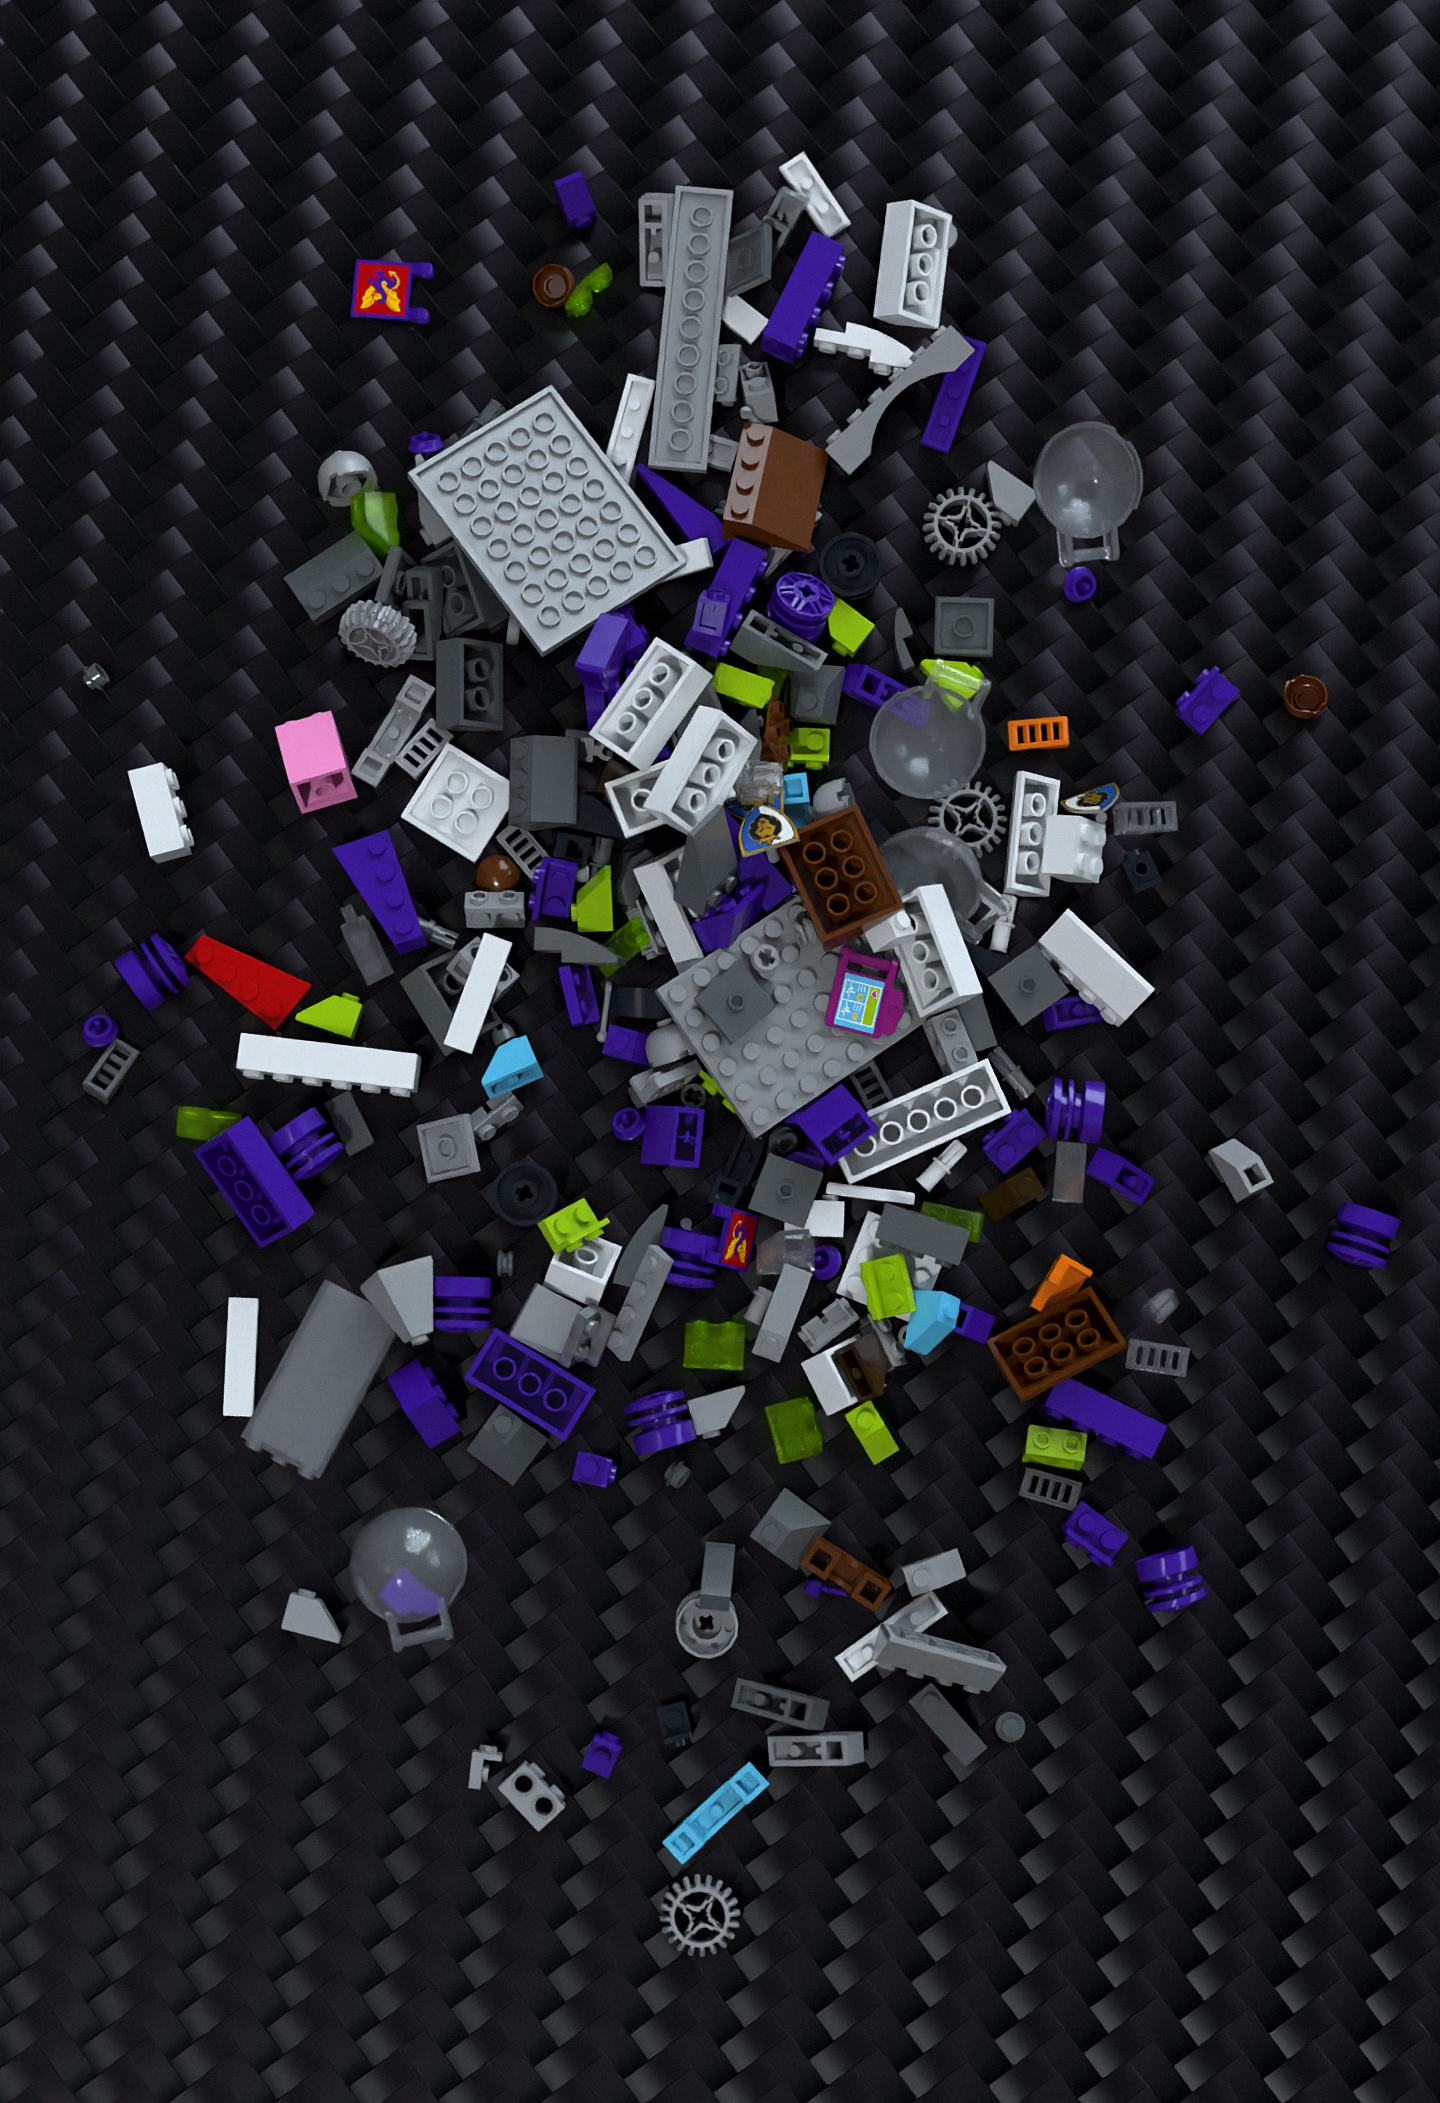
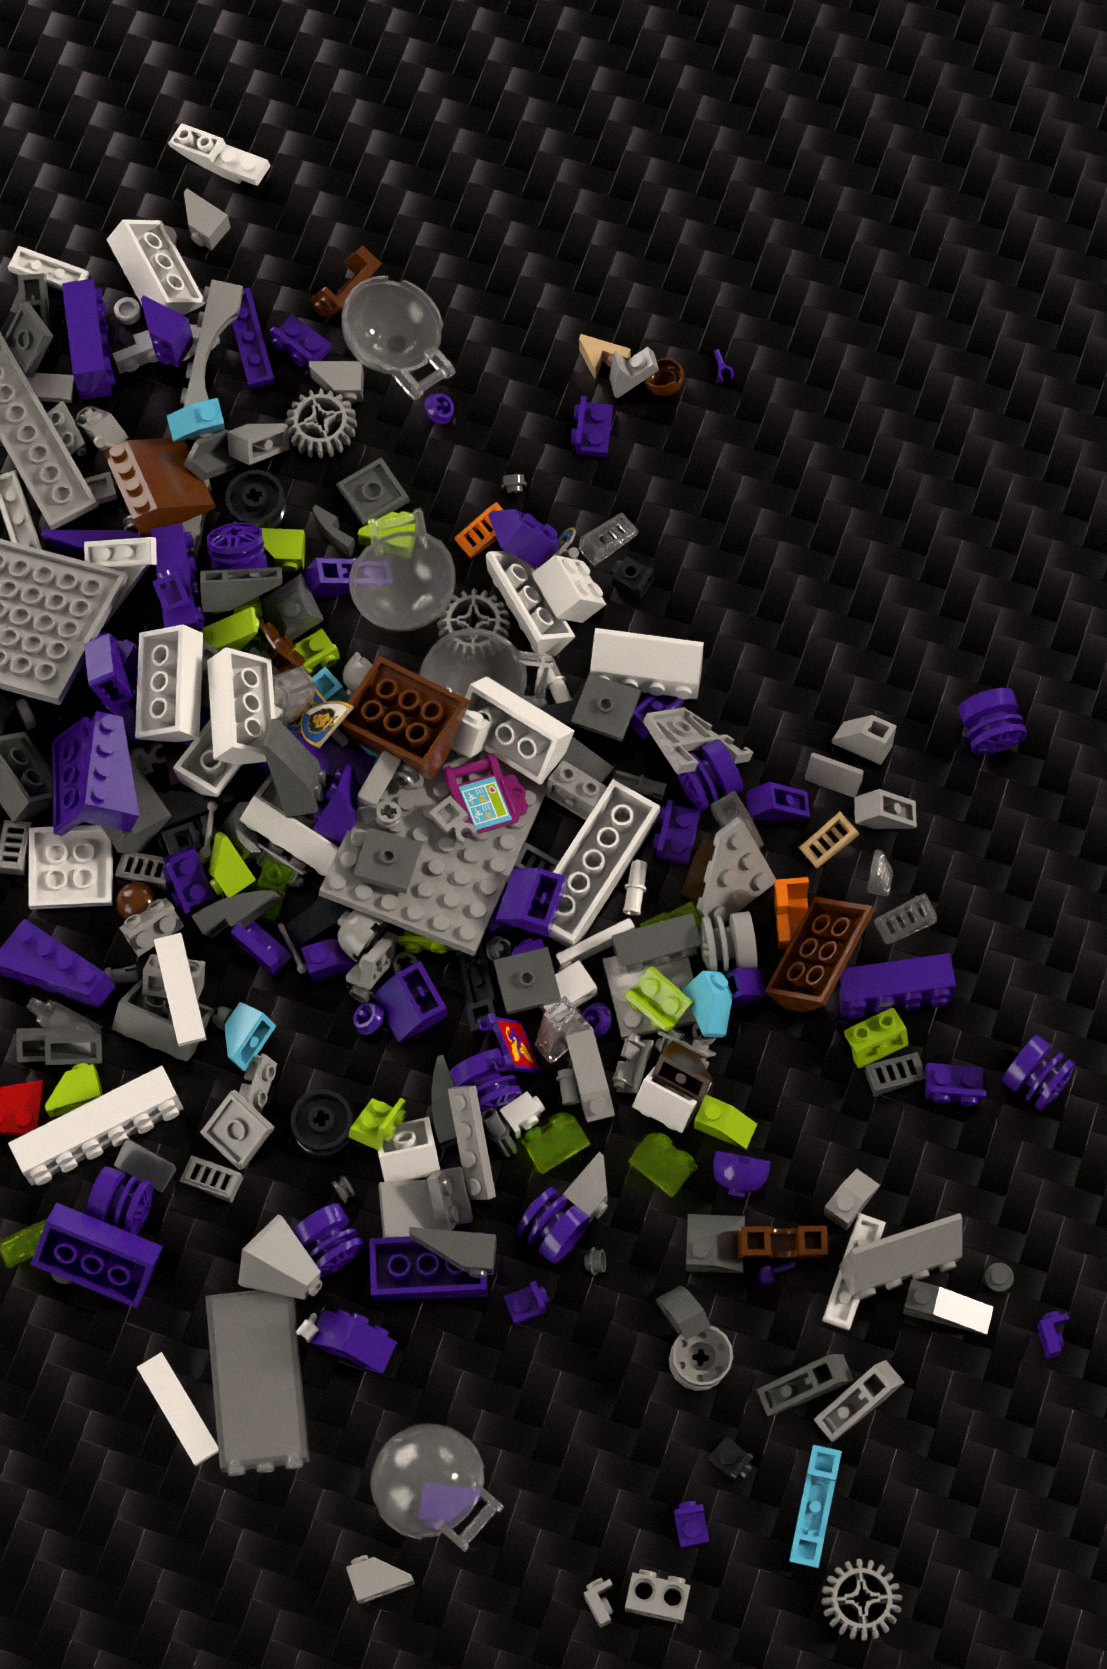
camera: 30 degrees left, 15 degrees down
(343, 965) = (58, 1046): none -> dark grey slope
(393, 1367) = (308, 1328): none -> white hand
(411, 1194) = (231, 1188): none -> light grey slope
(507, 1444) = (442, 1329): dark grey slope -> none
(514, 724) = (67, 769): none -> dark purple tile
(540, 753) = (107, 777): none -> dark purple wedge
(565, 1396) = (465, 1250): none -> dark grey slope
(587, 873) = (206, 851): none -> light grey hinge
(669, 1307) = (498, 1132): none -> dark grey axle
(694, 539) = (122, 552): none -> white tile
(703, 1302) = (522, 1113): none -> white brick
(777, 921) = (378, 780): none -> light grey slope
(818, 998) = (452, 817): none -> light grey plate
(837, 495) = (209, 458): none -> dark grey panel
(846, 453) = (196, 420): none -> medium azure slope
(853, 1485) = (740, 1172): none -> dark purple cylinder
(861, 287) = (127, 311): none -> white tile
(875, 348) = (168, 332): none -> dark purple slope
(891, 506) = (257, 442): none -> light grey slope
(985, 1277) = (729, 943): none -> light grey wheel
(990, 246) = (205, 221): none -> light grey slope
(998, 428) = (300, 341): none -> dark purple bracket
(1015, 1811) = (1051, 1338): none -> dark purple bracket
(1032, 1219) = (734, 874): none -> light grey plate
(1047, 186) = (218, 157): none -> white slope
(1065, 774) = (524, 536): none -> dark purple slope
(1081, 1054) = (682, 731): none -> light grey wing
(1083, 409) = (363, 265): none -> reddish brown panel
(1097, 706) = (514, 483): none -> dark grey plate
(1167, 1238) = (831, 825): none -> tan slope
(1188, 1183) = (834, 775): none -> light grey slope
(1209, 1248) = (885, 811): none -> light grey slope
(1260, 628) = (598, 351): none -> tan slope
(1279, 673) = (629, 373): none -> light grey slope
(1367, 720) = (722, 367): none -> dark purple hand

